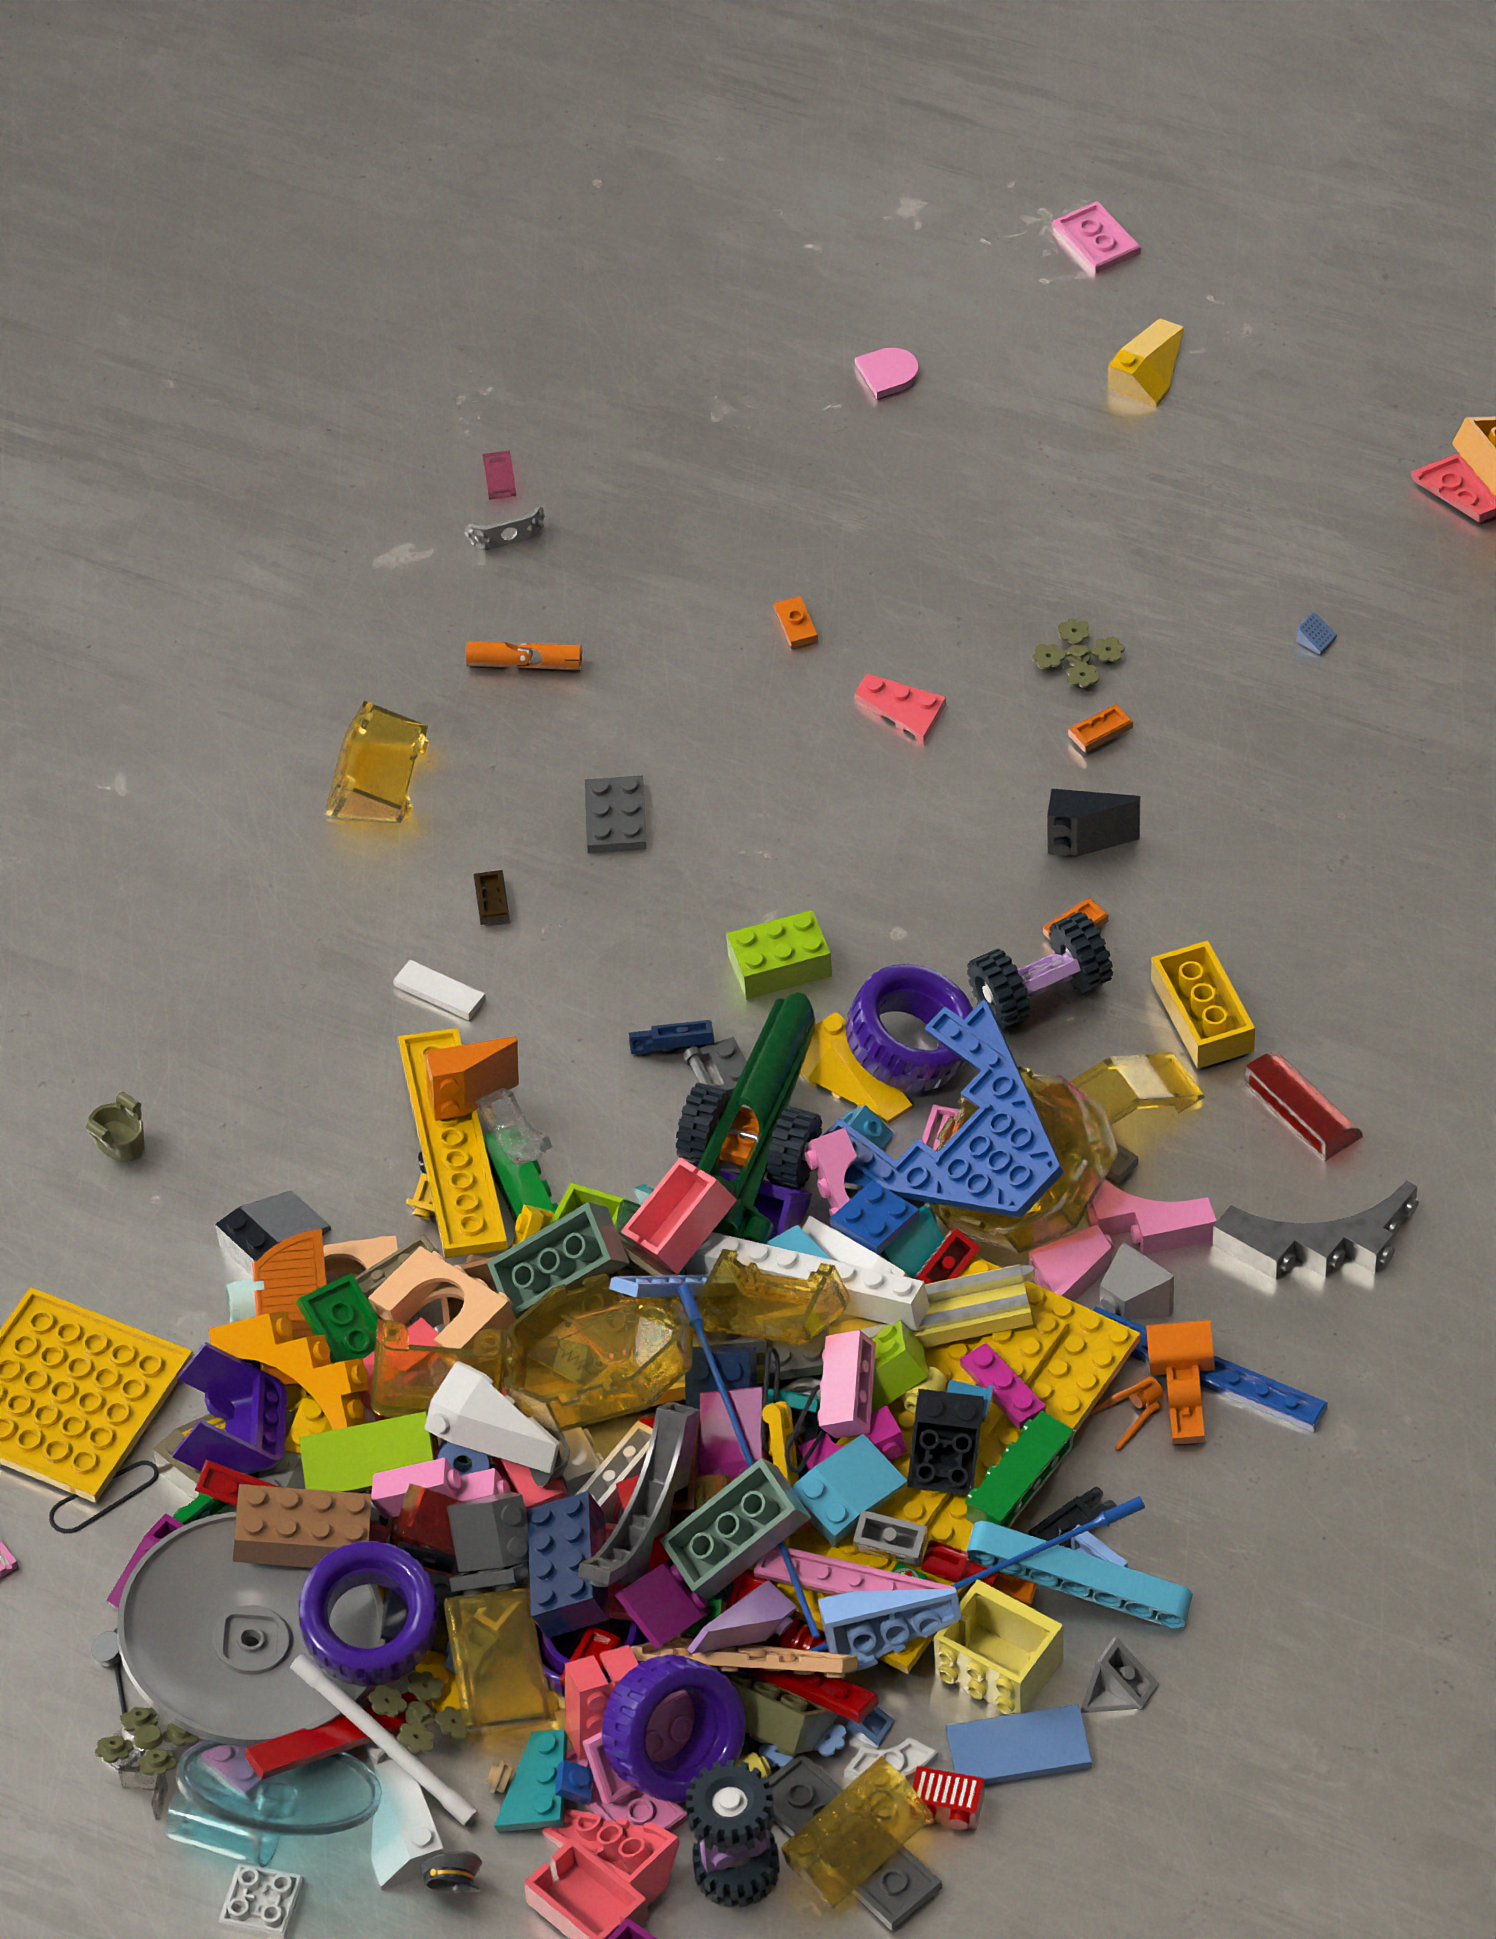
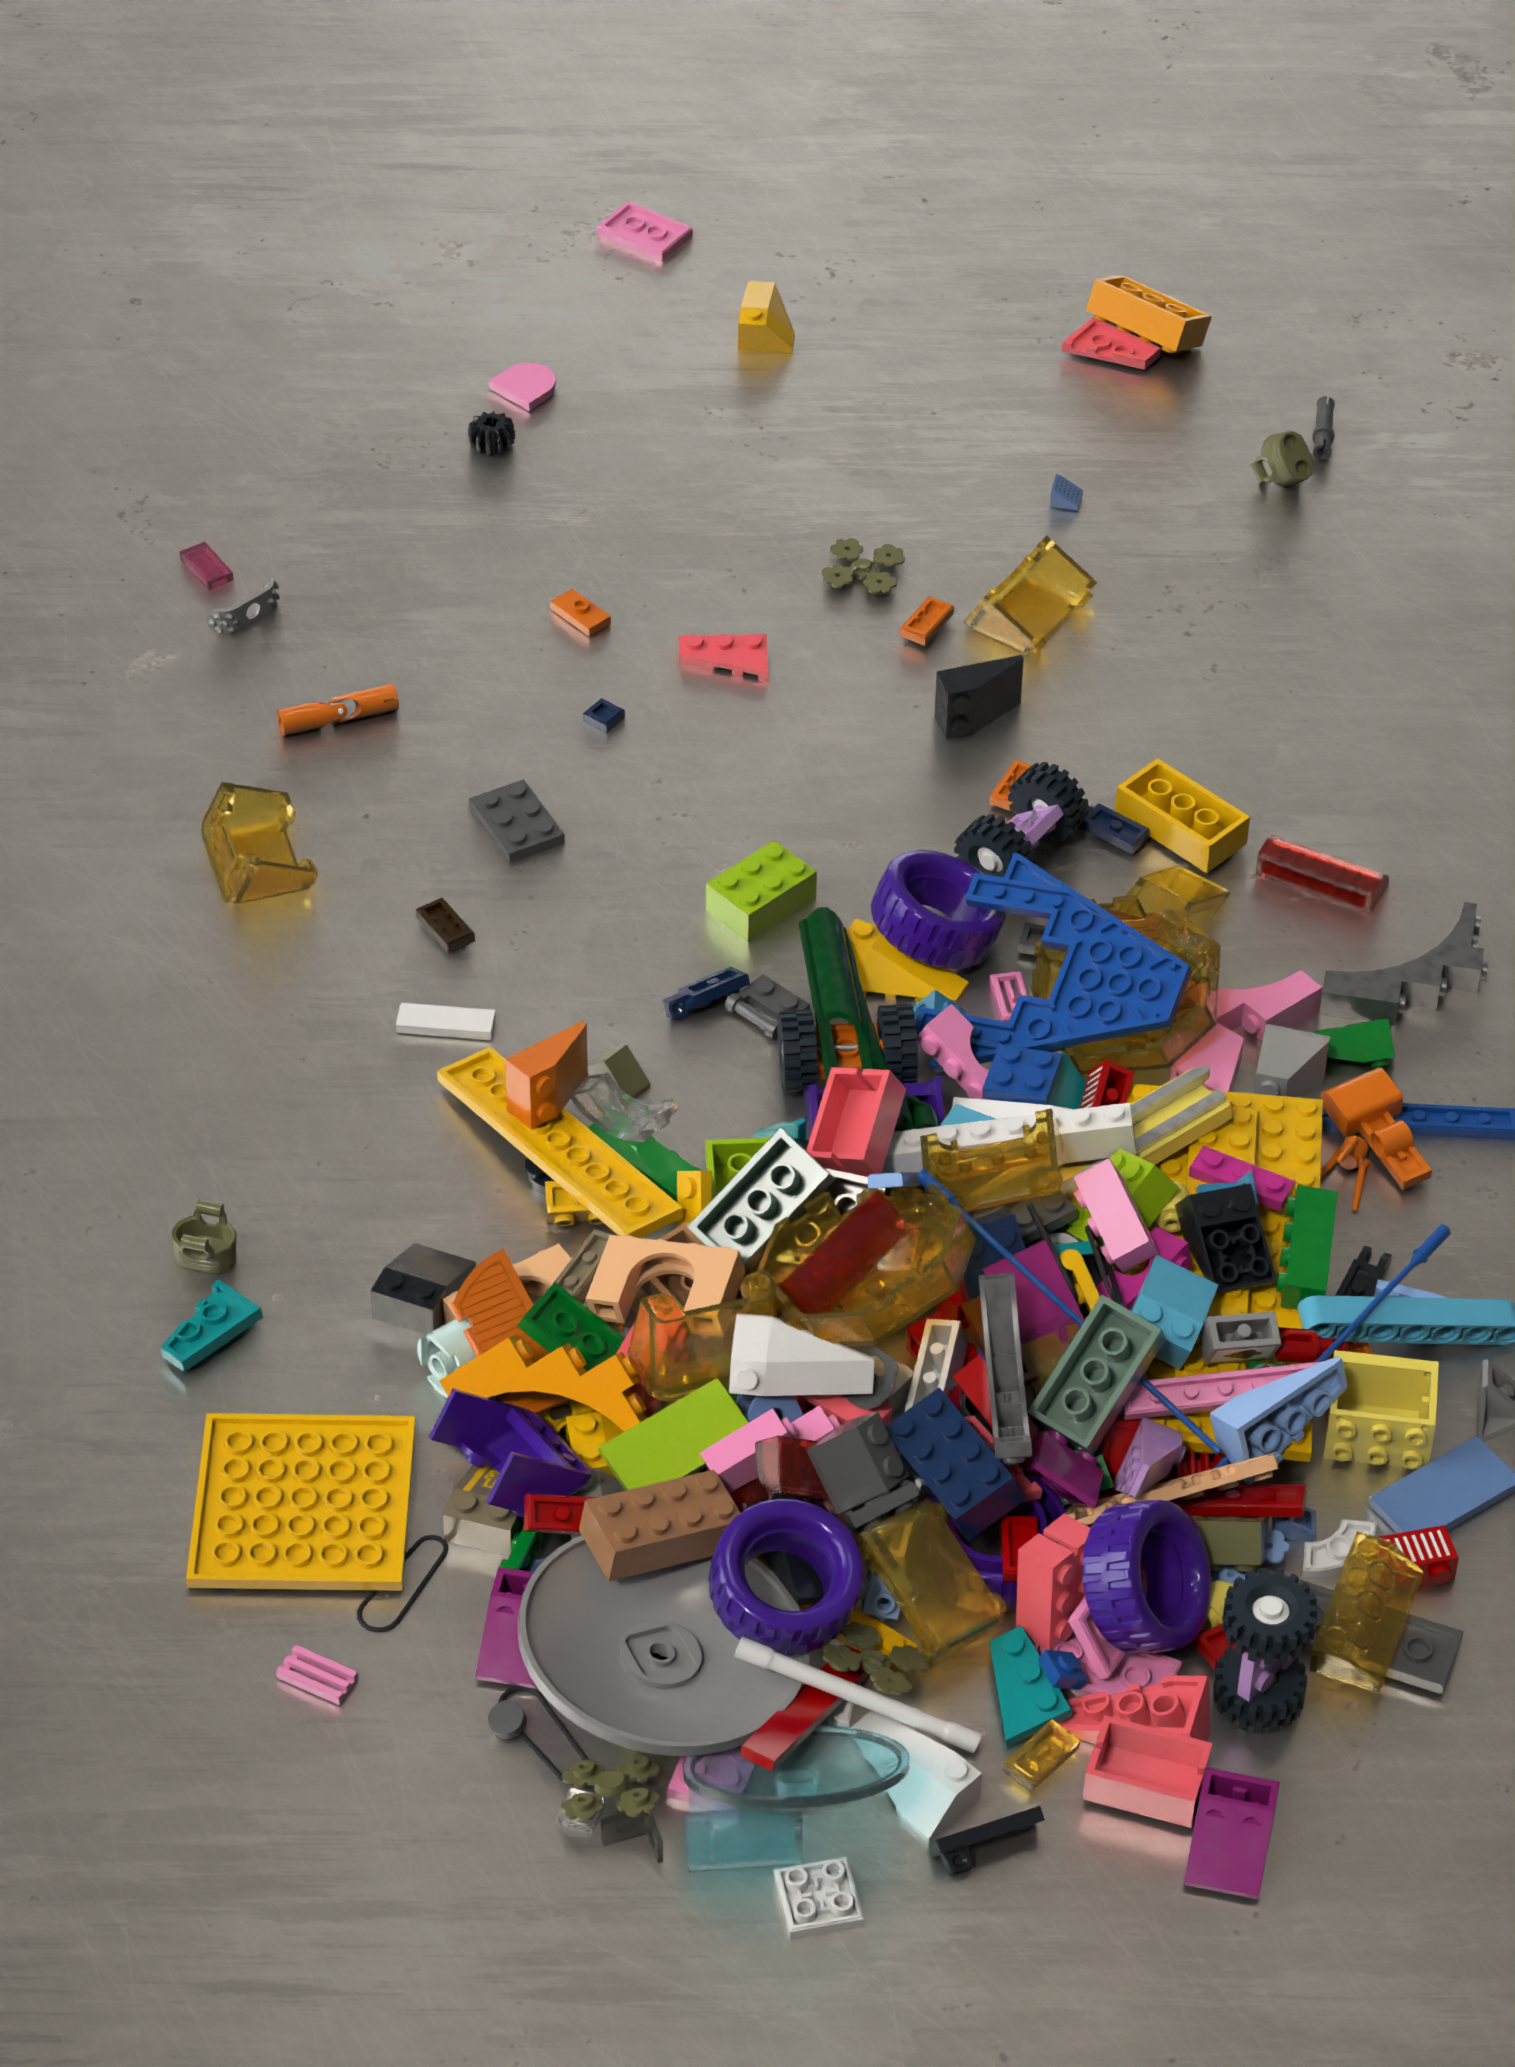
camera: 30 degrees left, 5 degrees down
(86, 1208) = (212, 1325): none -> teal wing
(391, 1904) = (955, 1848): none -> black hinge
(451, 1872) = (1000, 1795): dark grey piece -> none
(499, 1776) = (981, 1694): tan plate -> none
(514, 1851) = (1041, 1755): none -> clear yellow plate
(552, 1091) = (623, 1070): none -> olive slope
(584, 1342) = (845, 1256): none -> clear red brick
(754, 733) = (603, 715): none -> dark blue tile
(823, 413) = (491, 433): none -> black gear
(1136, 993) = (1115, 828): none -> dark blue hinge
(1206, 738) = (1032, 599): none -> clear yellow windscreen
(1223, 1288) = (1361, 1042): none -> green wedge

